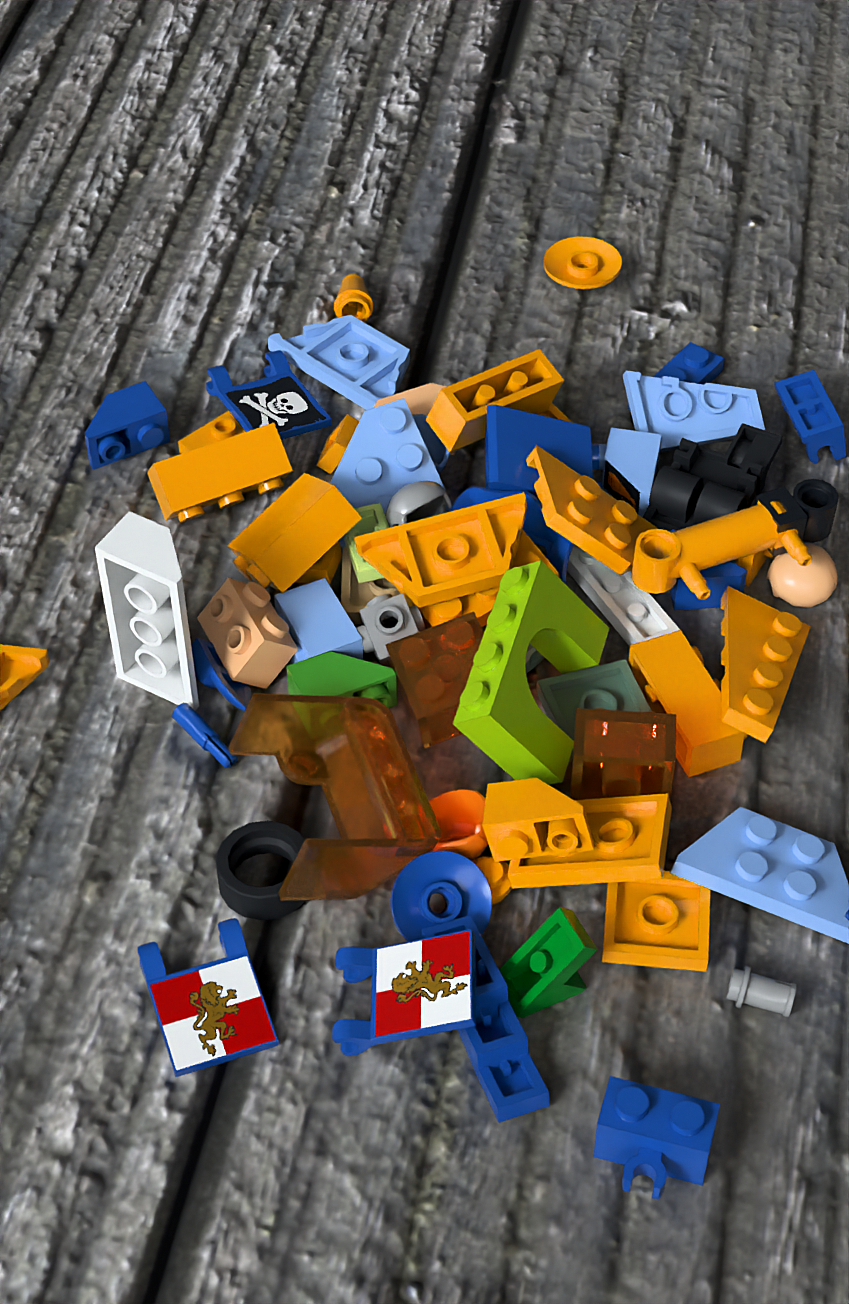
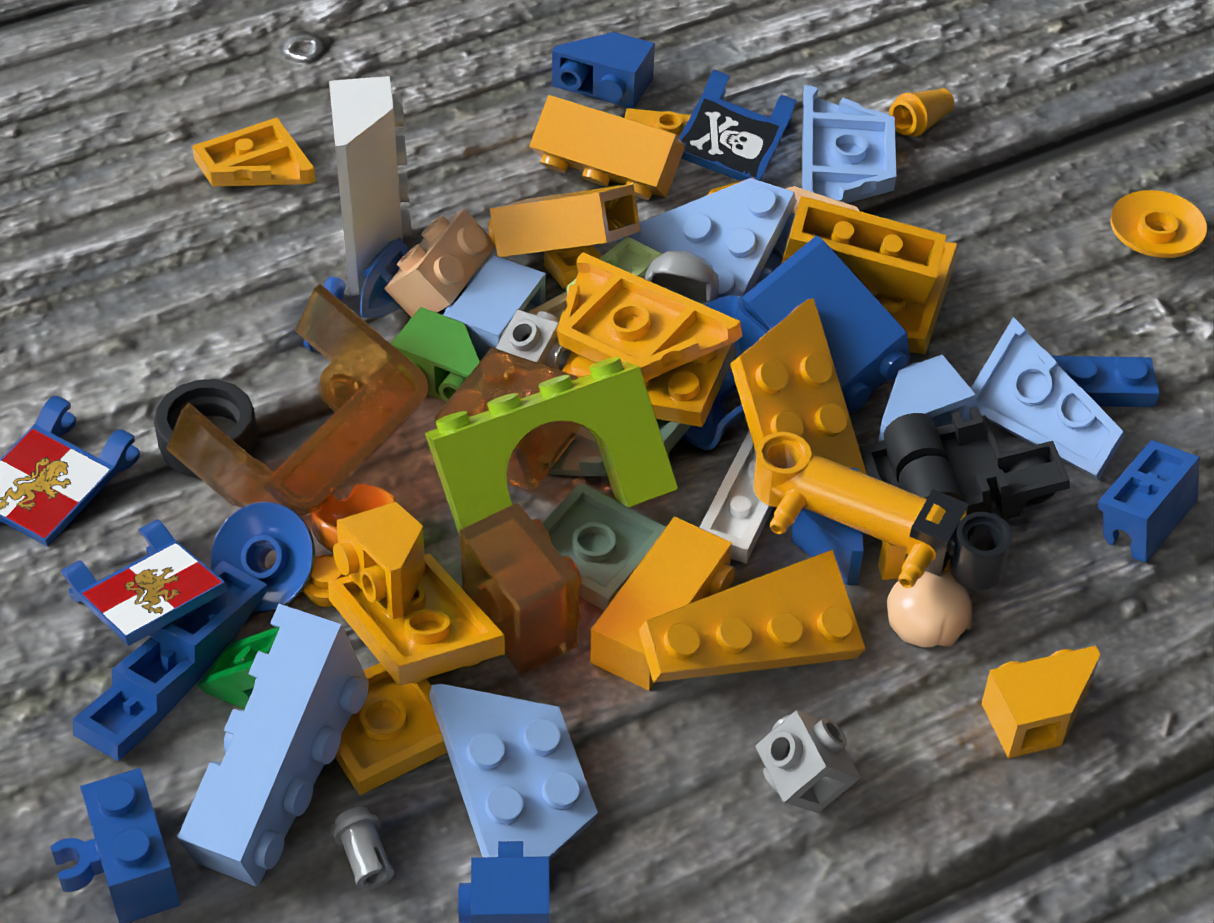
camera: 50 degrees right, 0 degrees up
(658, 982) = (275, 747): none -> light blue wedge

